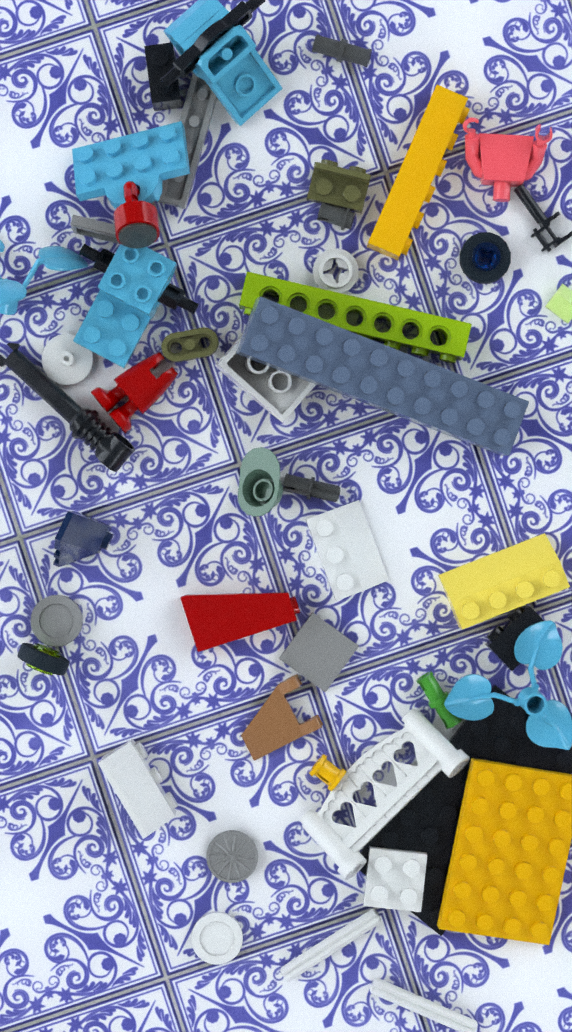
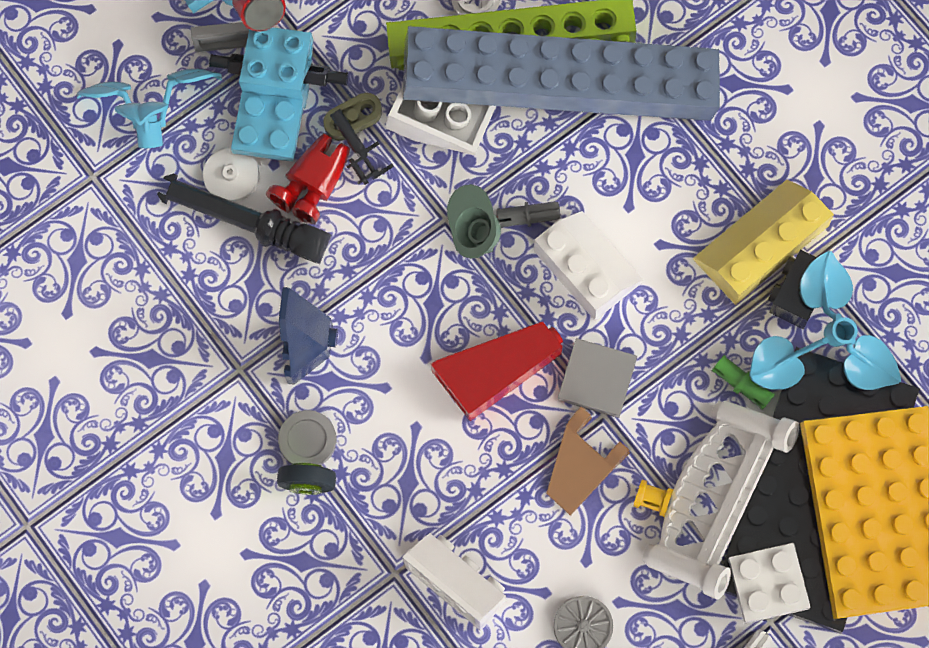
camera: 15 degrees left, 15 degrees down
(184, 377) = (358, 148): none -> black piece

